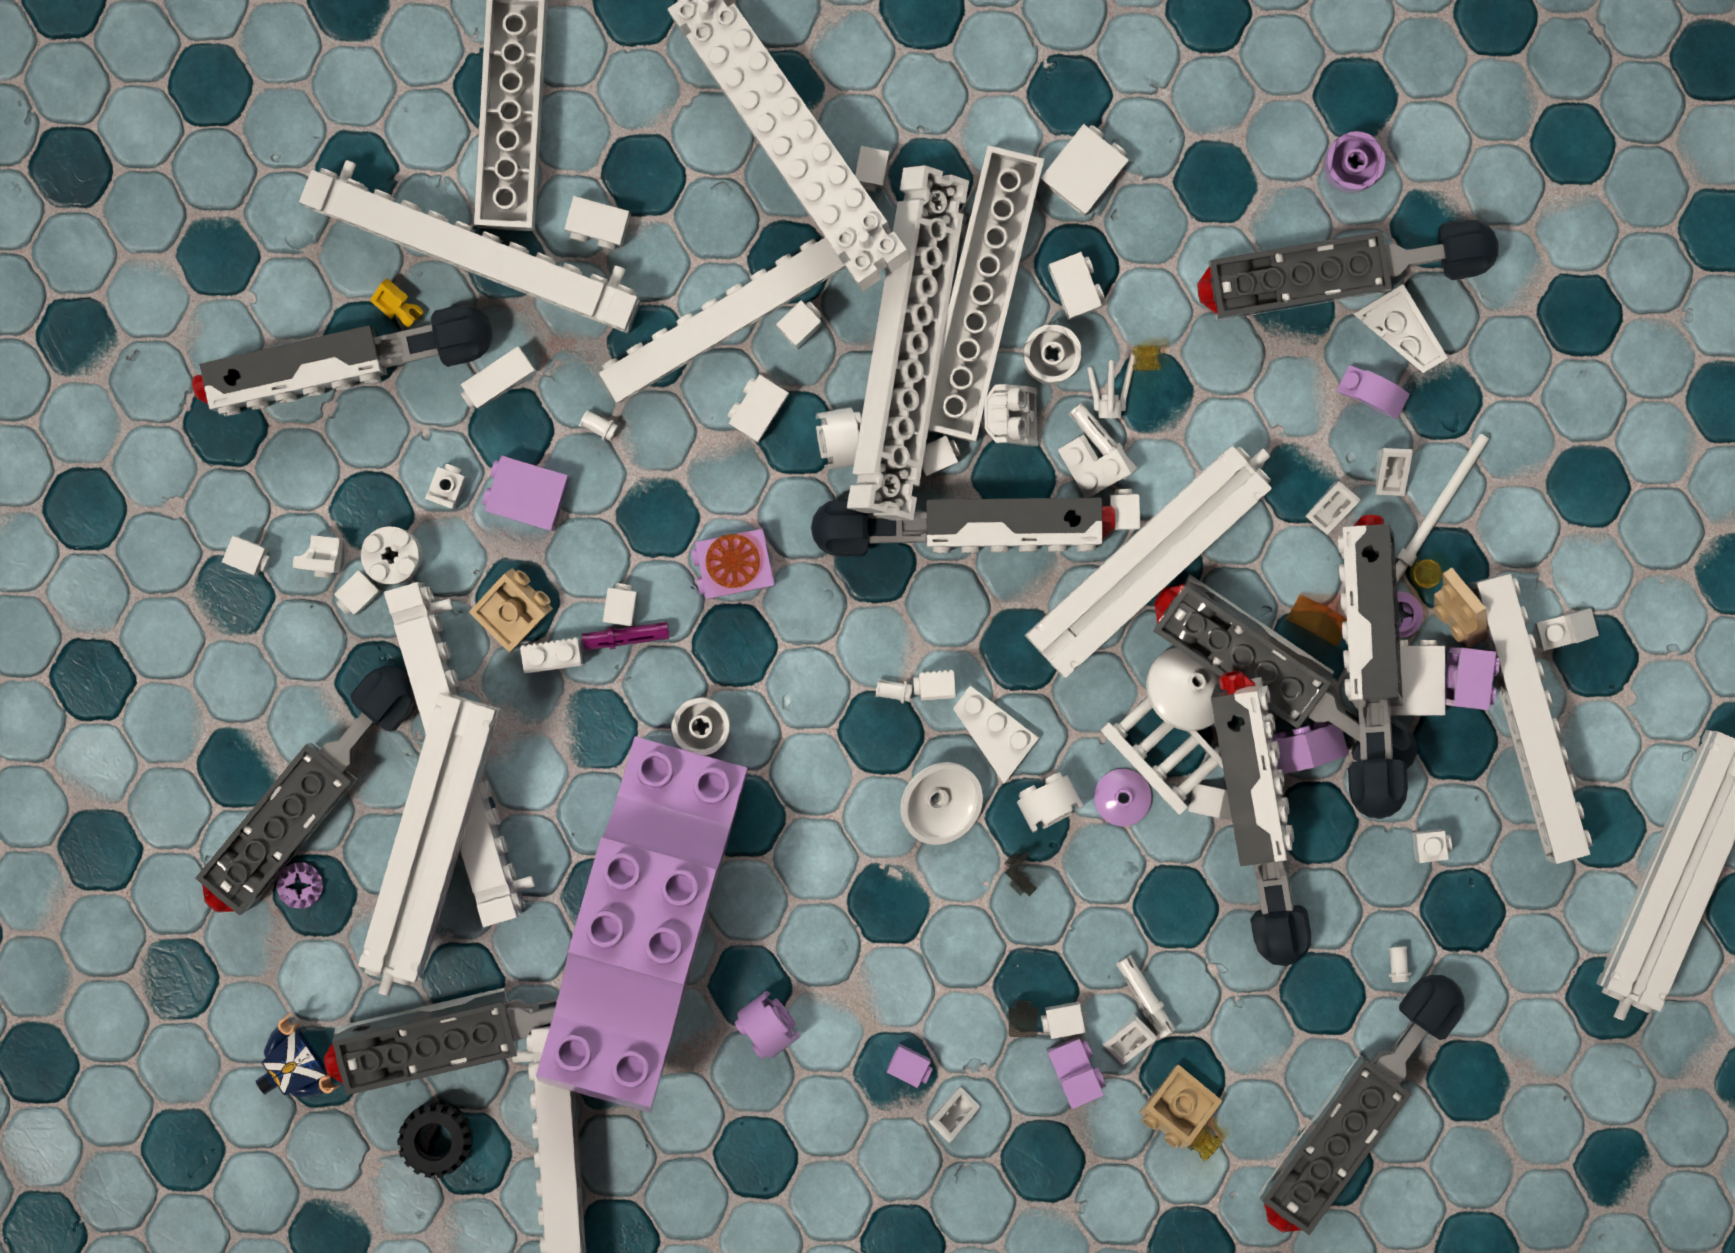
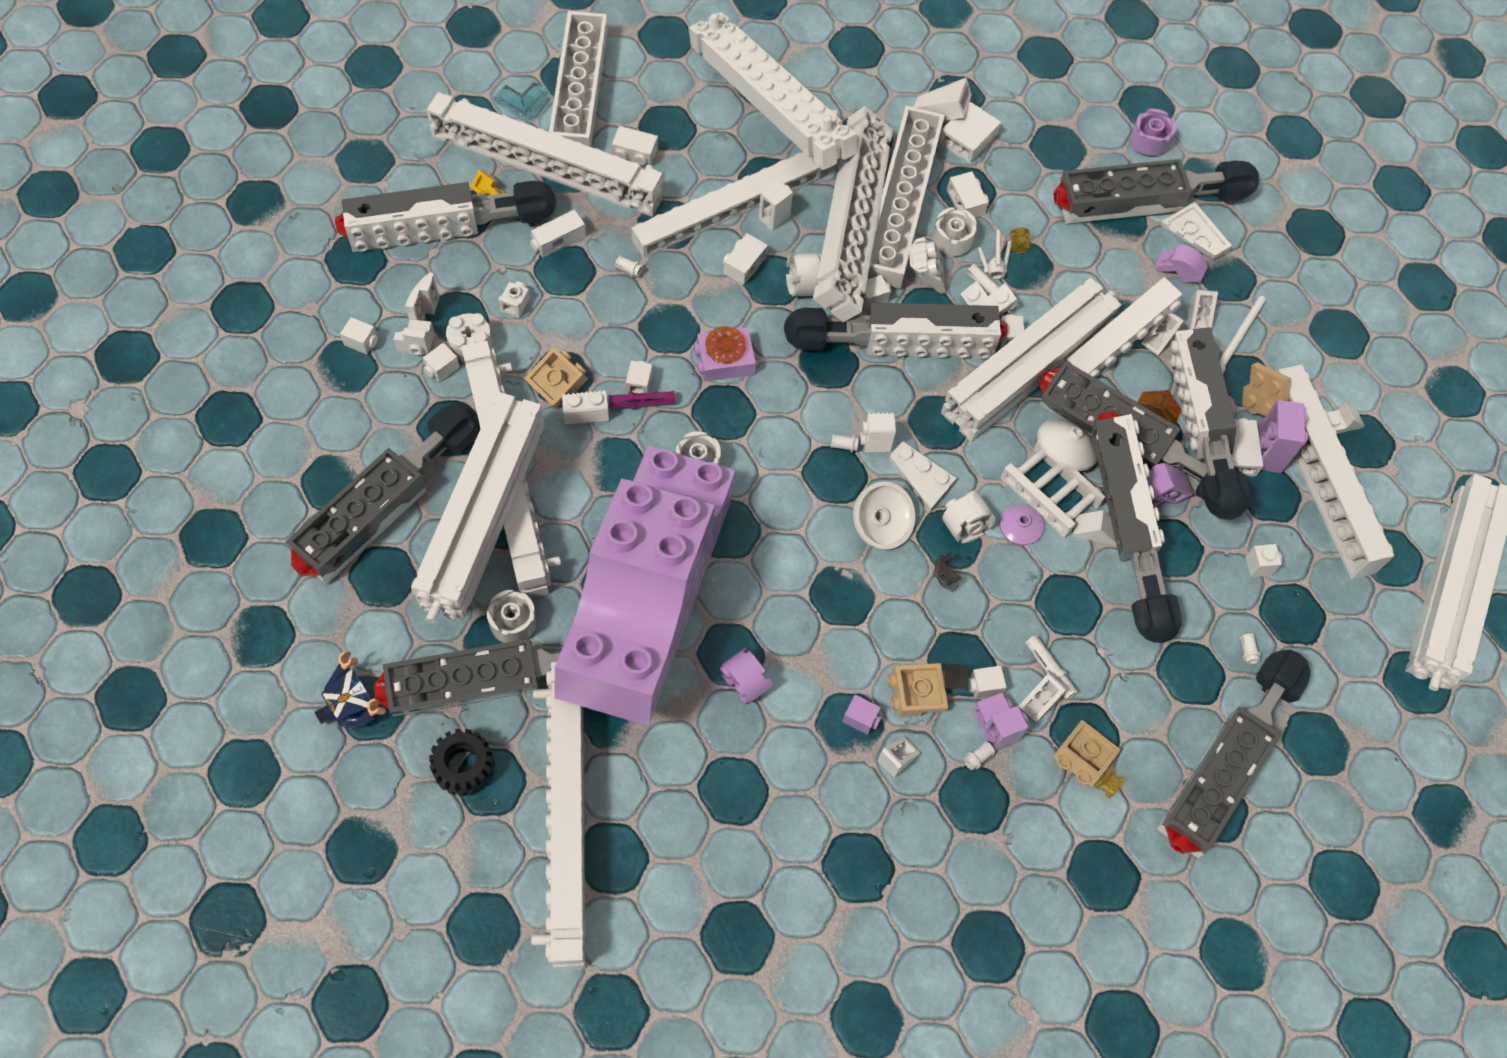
camera: 10 degrees left, 25 degrees down
(308, 875) = (377, 573): lavender gear -> none
(329, 497) = (423, 298): none -> white slope
(431, 155) = (522, 104): none -> clear light blue brick
(463, 950) = (511, 604): none -> white brick
(525, 493) = (573, 304): lavender brick -> none
(977, 1033) = (917, 689): none -> tan plate
(1047, 130) = (948, 100): none -> white slope
(1049, 1111) = (979, 755): none -> white pin
(1276, 518) = (1127, 328): none -> white brick
(1430, 571) = (1234, 374): clear yellow wheel -> none

